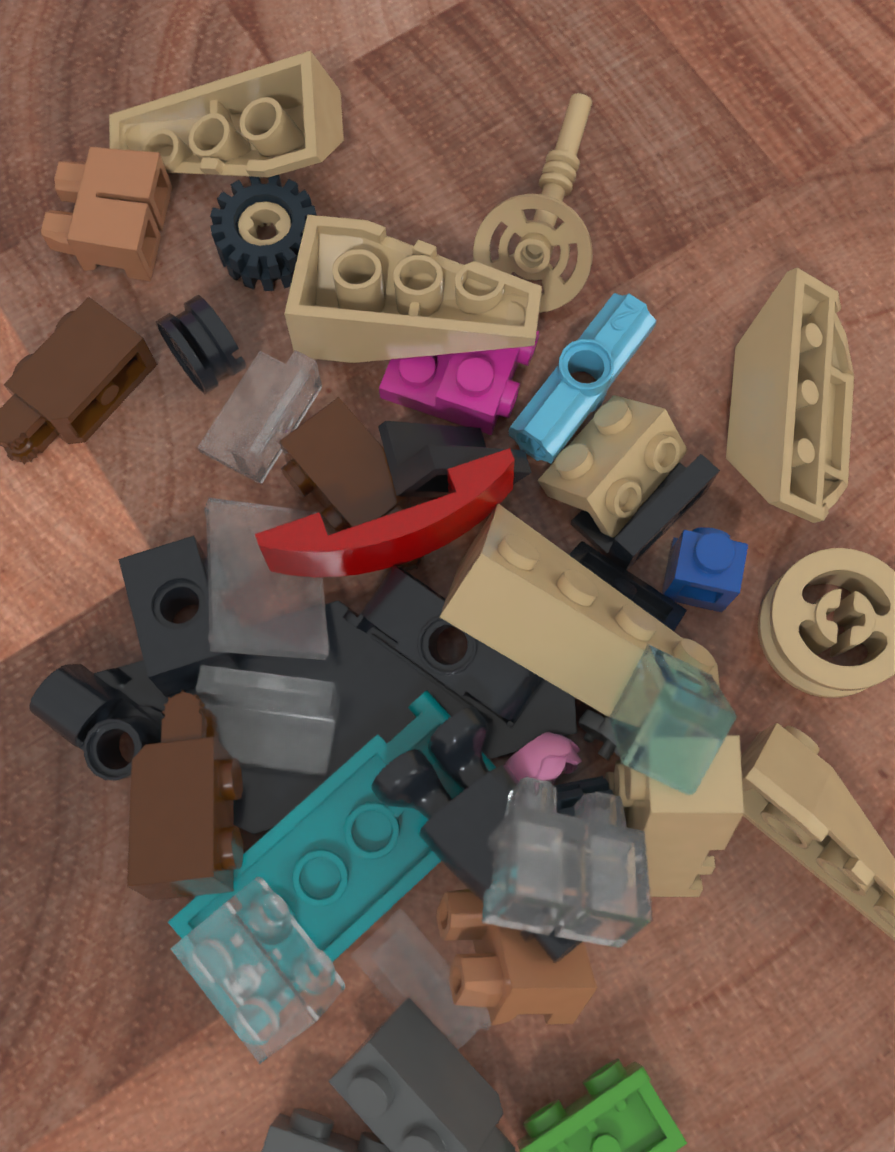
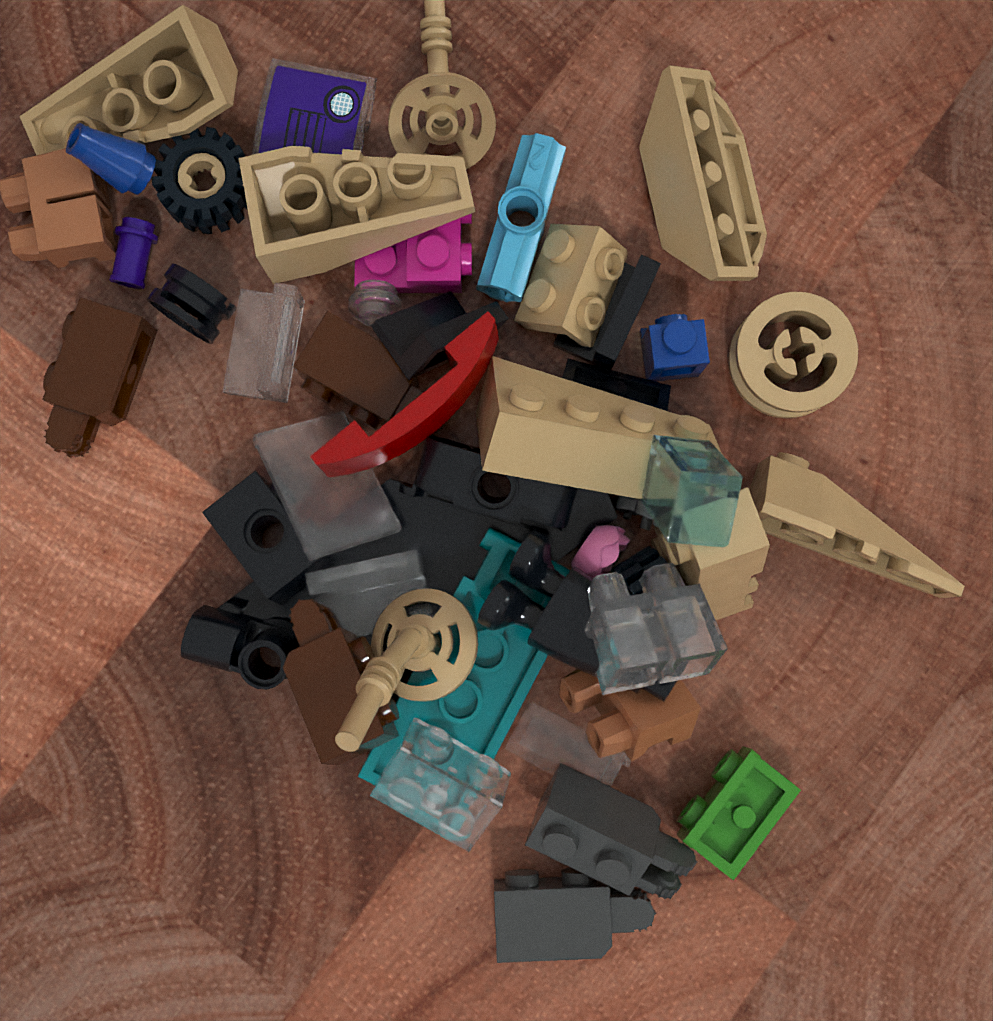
camera: 20 degrees left, 10 degrees up
(163, 277) = (132, 252): none -> dark purple pin
(180, 174) = (113, 158): none -> blue cone
(288, 792) = (415, 647): none -> tan dish
(392, 403) = (373, 301): none -> clear plate
(408, 198) = (313, 109): none -> dark purple slope

